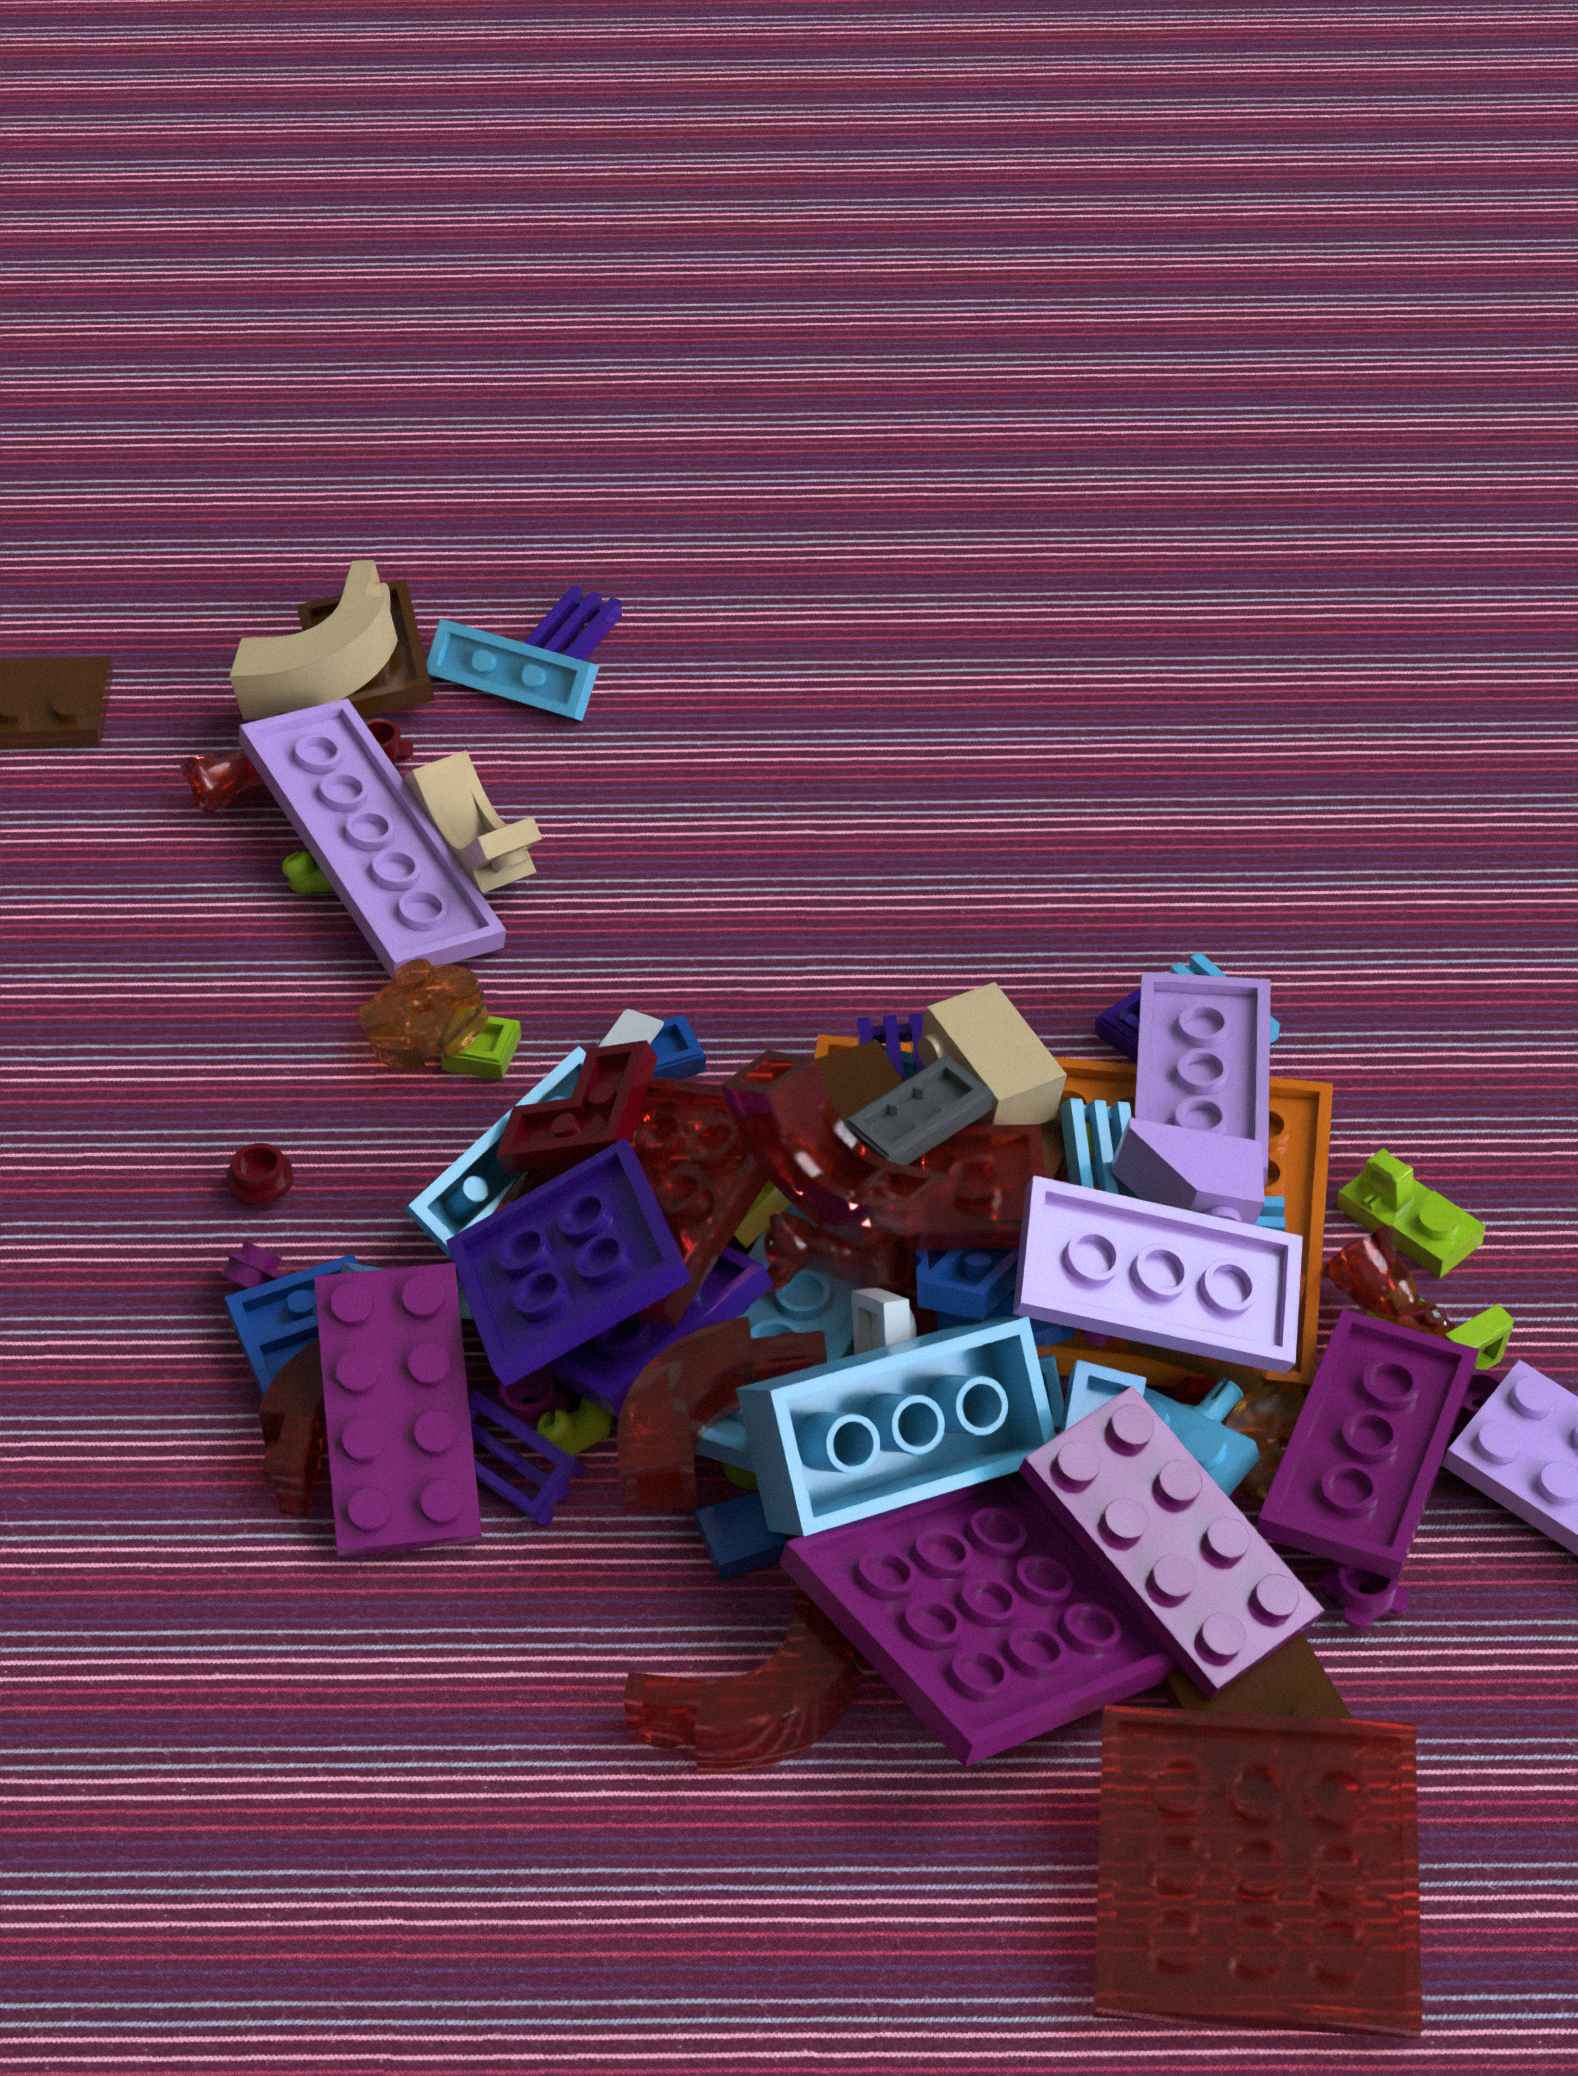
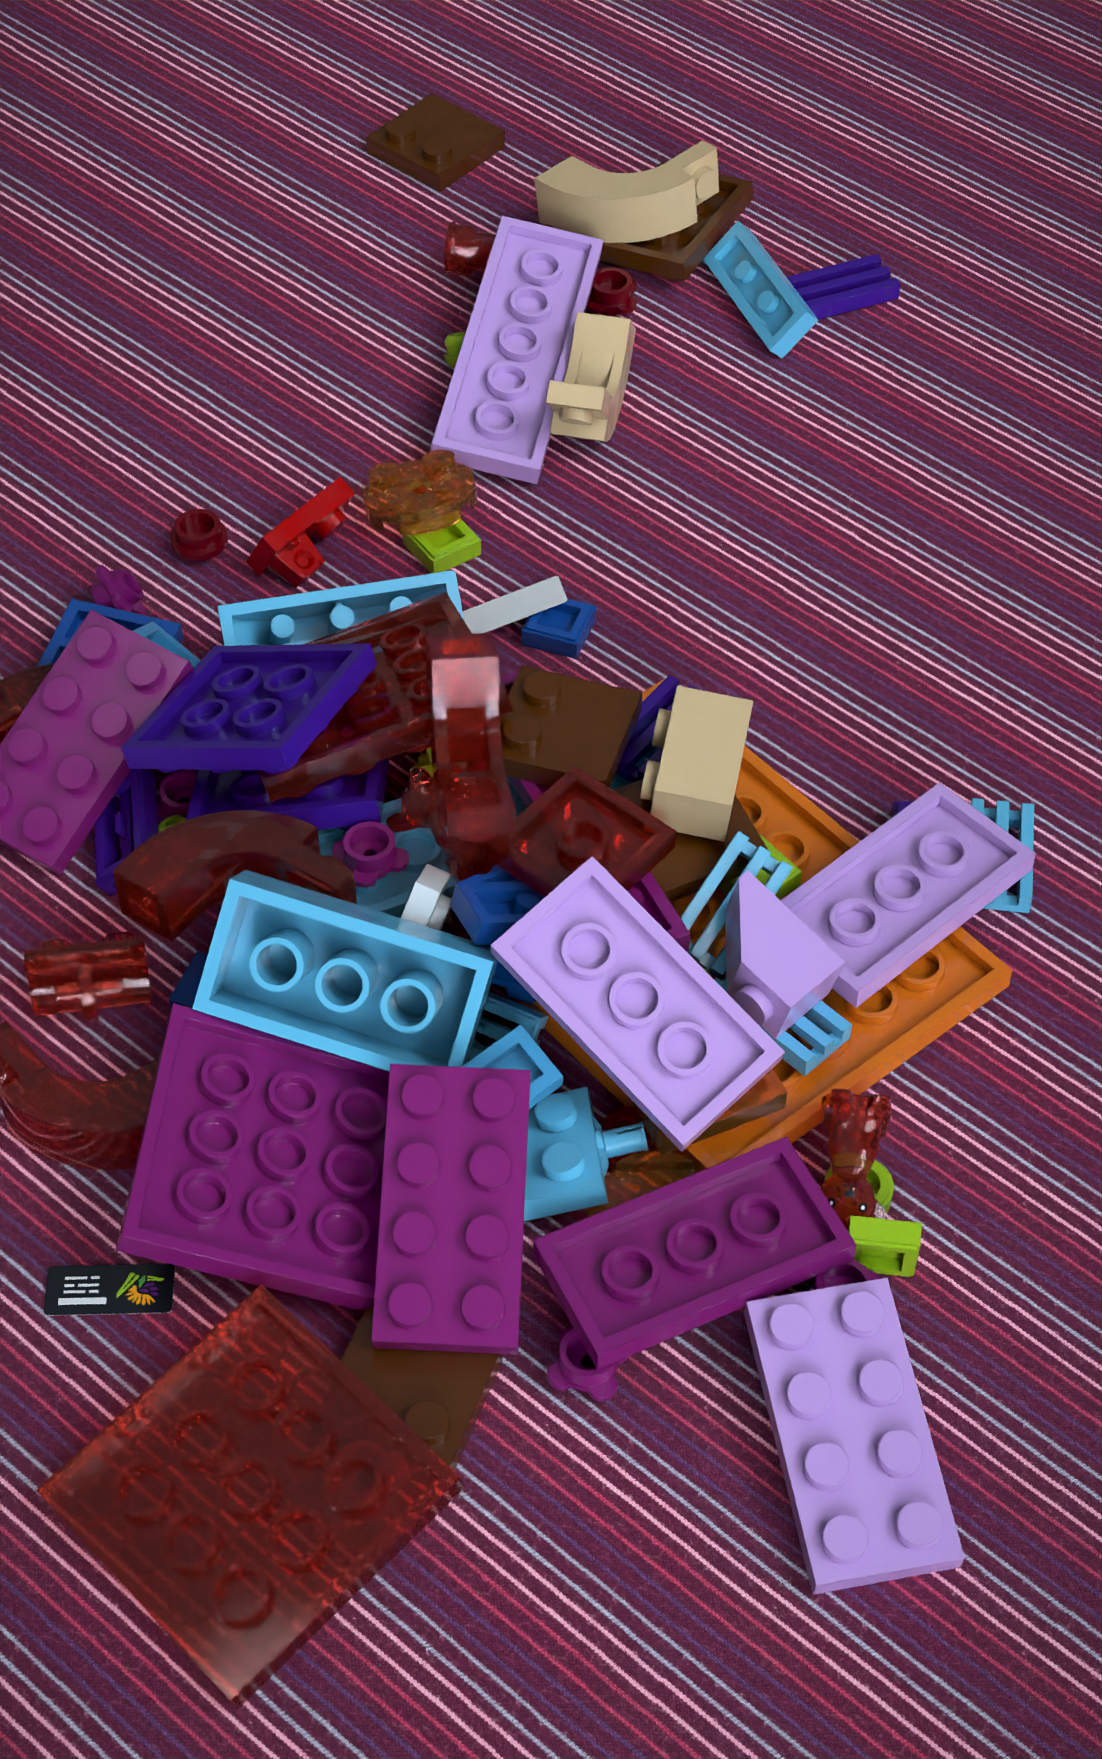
camera: 40 degrees right, 5 degrees up
(354, 1124) = (289, 544): none -> red hinge
(594, 1118) = (390, 621): dark red plate -> none
(635, 1593) = (88, 975): none -> clear red hips
(787, 1309) = (370, 852): none -> magenta plate
(921, 1112) = (579, 760): dark grey plate -> none
(938, 1827) = (109, 1289): none -> black sticker
(1421, 1220) = (967, 1115): lime hinge -> none

